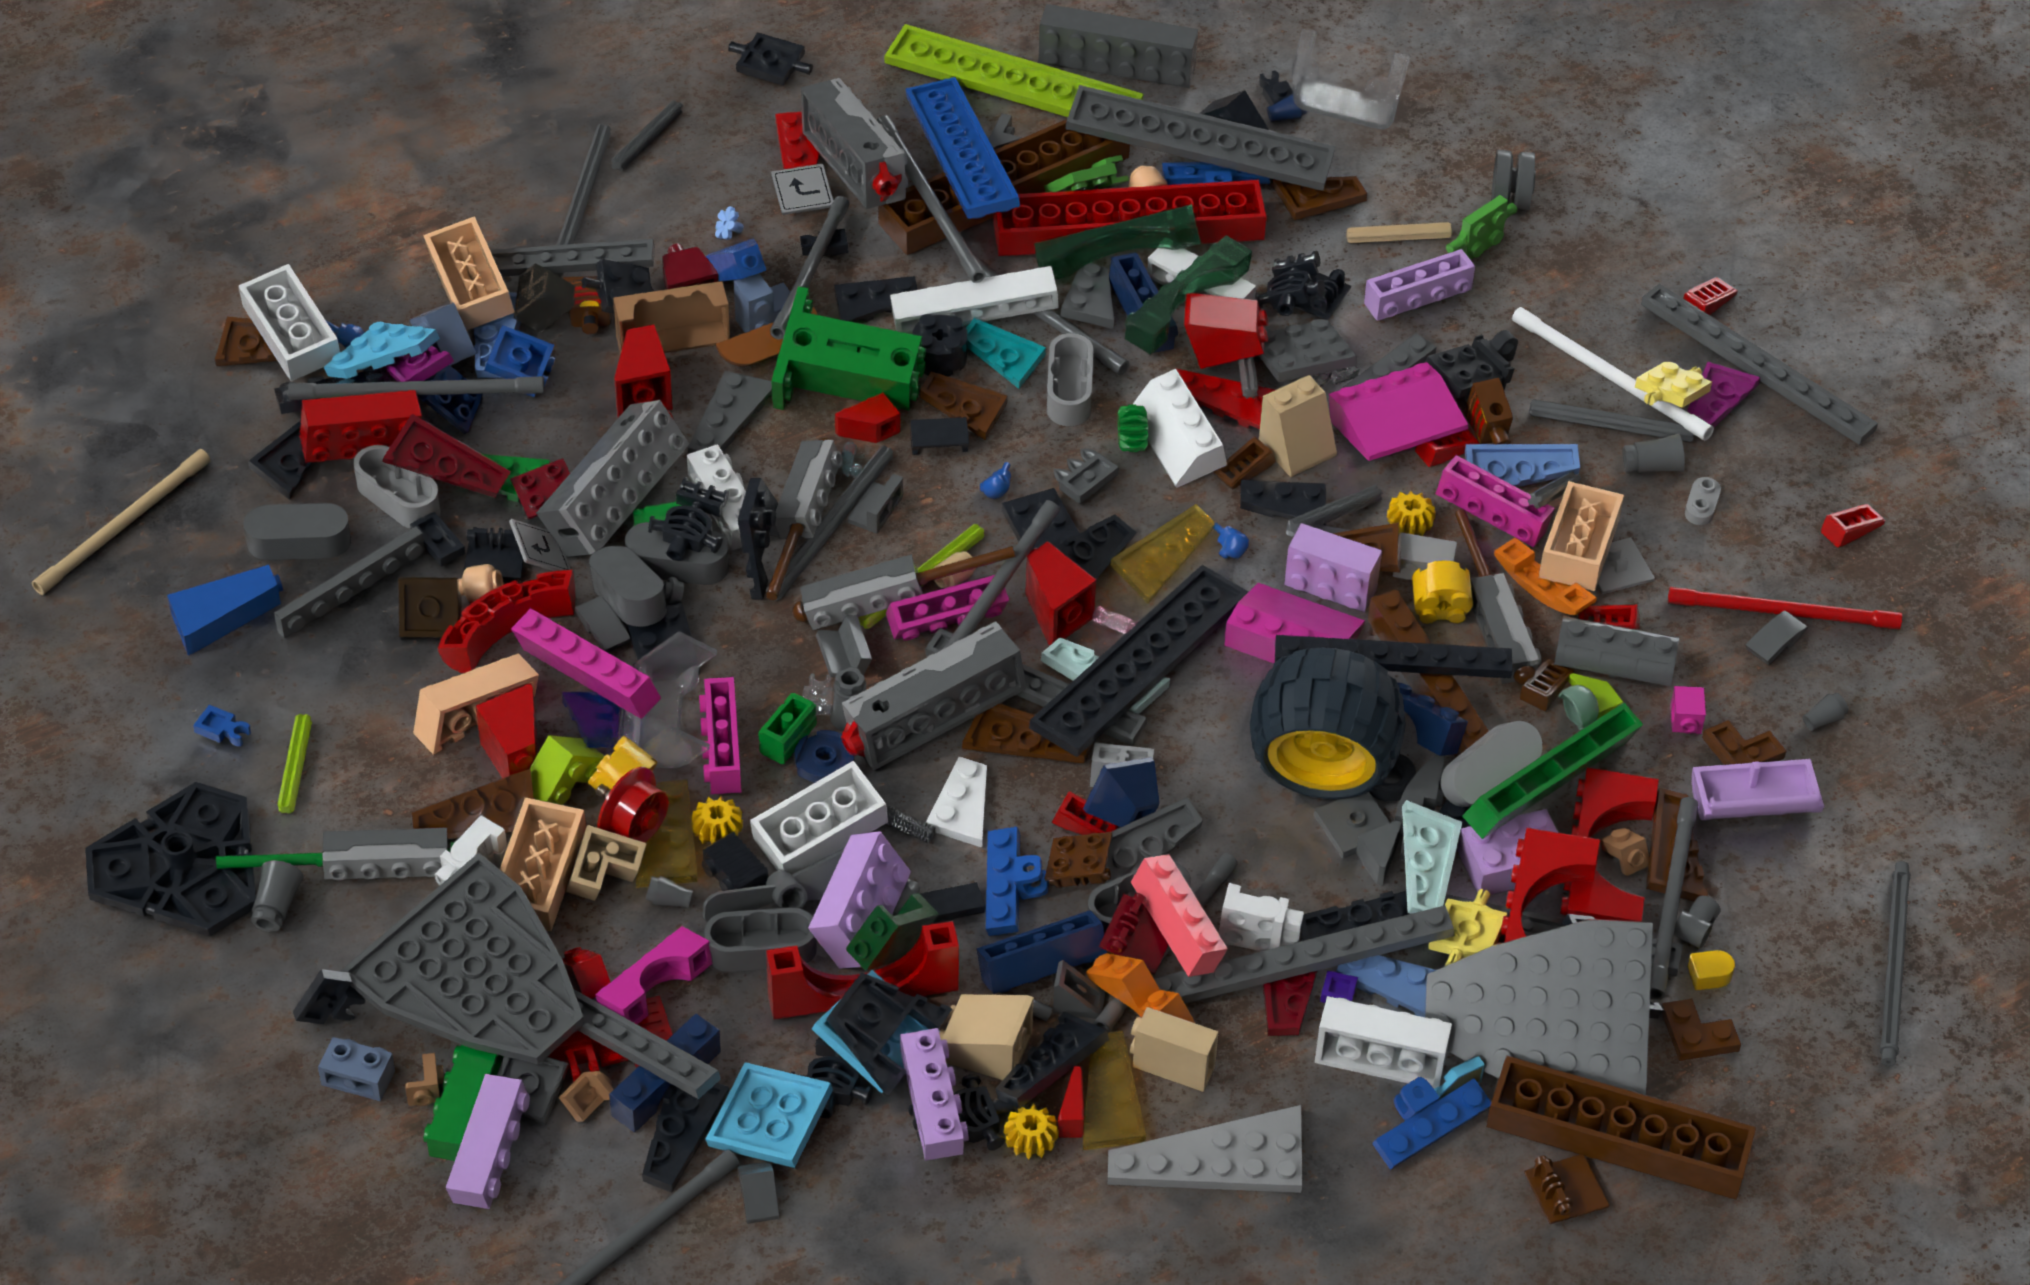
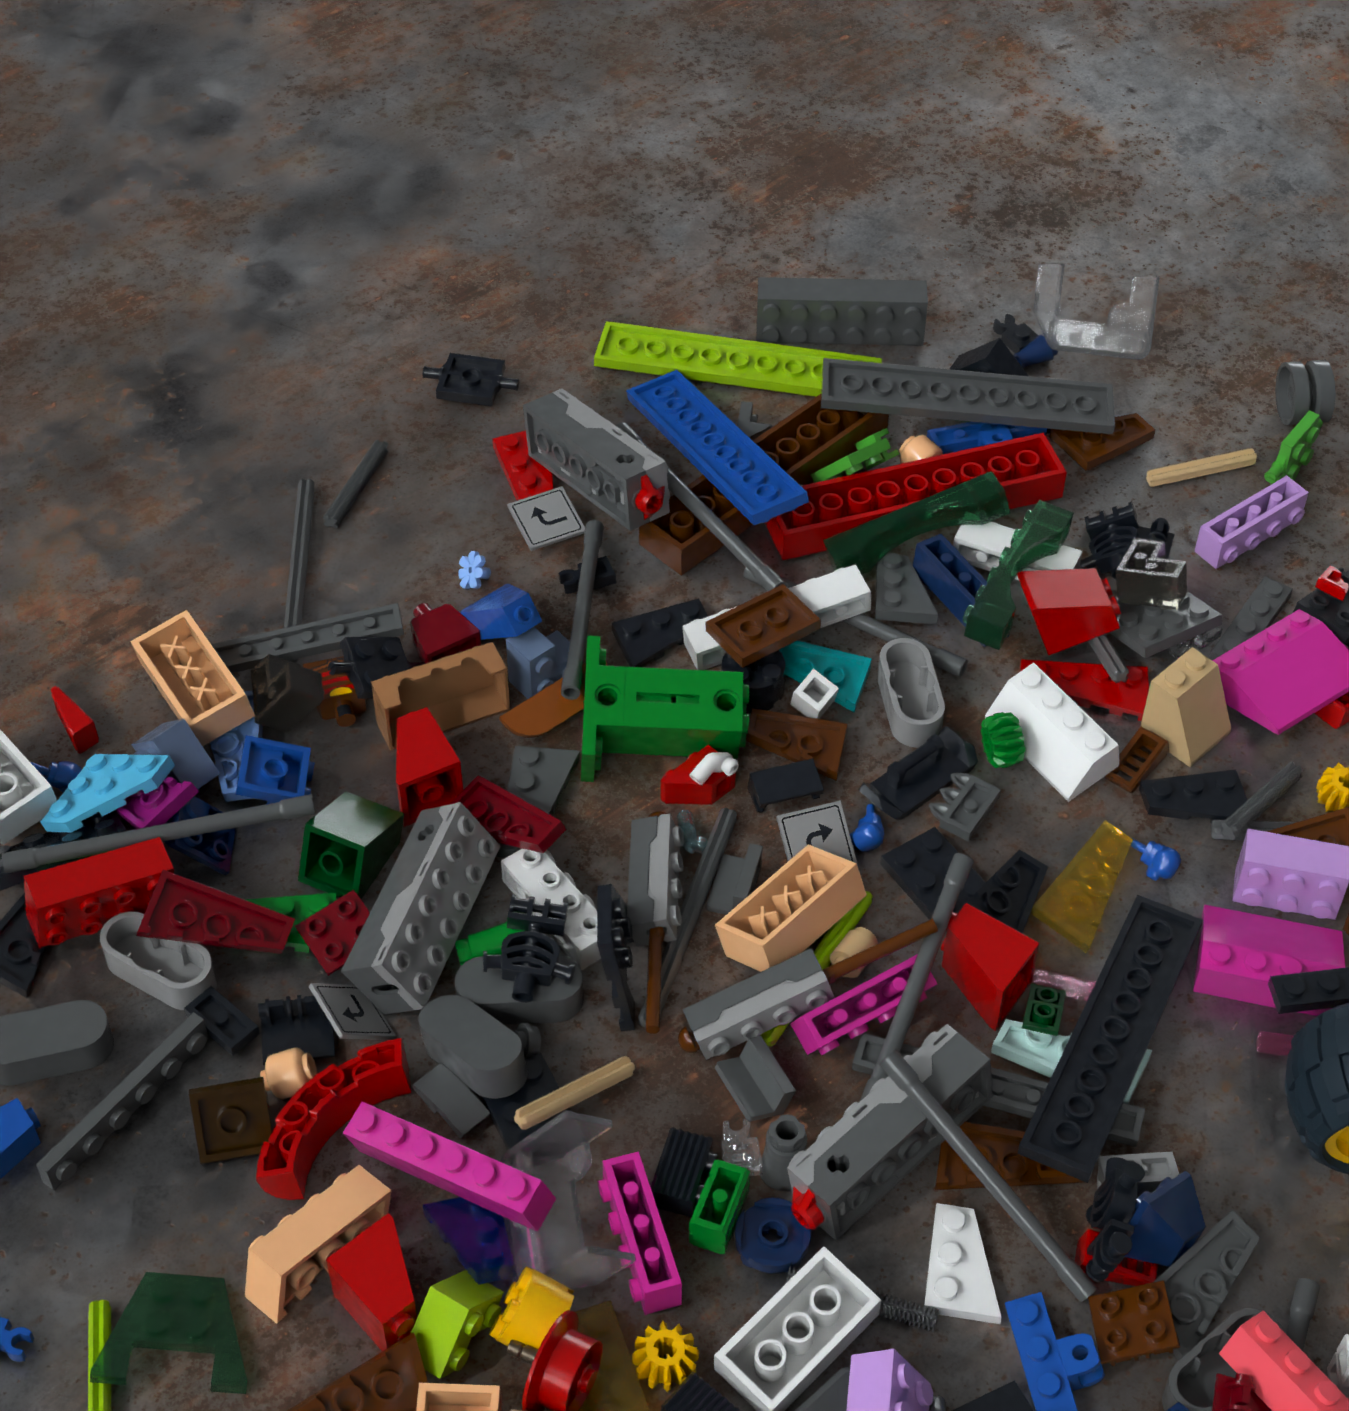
camera: 10 degrees left, 0 degrees up
(358, 734) = (176, 1316): none -> clear green wing
(368, 295) = (76, 722): none -> red slope
(567, 424) = (348, 845): none -> dark green slope
(701, 422) = (510, 817): none -> dark red wing
(703, 631) = (574, 1092): none -> tan axle
(764, 699) = (682, 1171): none -> black brick
(880, 406) = (714, 762): none -> white arm
(911, 526) = (791, 909): none -> light nougat brick
(948, 654) = (1066, 1268): none -> dark grey piece
(951, 482) = (819, 827): none -> light grey piece
(954, 303) = (763, 625): none -> reddish brown plate
(985, 368) = (814, 695): none -> white brick
(1054, 444) = (921, 774): none -> black piece
(1084, 782) = (1110, 1214): none -> black piece
(1093, 635) = (1044, 1009): none -> dark green slope
(1302, 314) = (1149, 578): none -> clear smoke brick
(1464, 345) = (1332, 583): none -> red tile

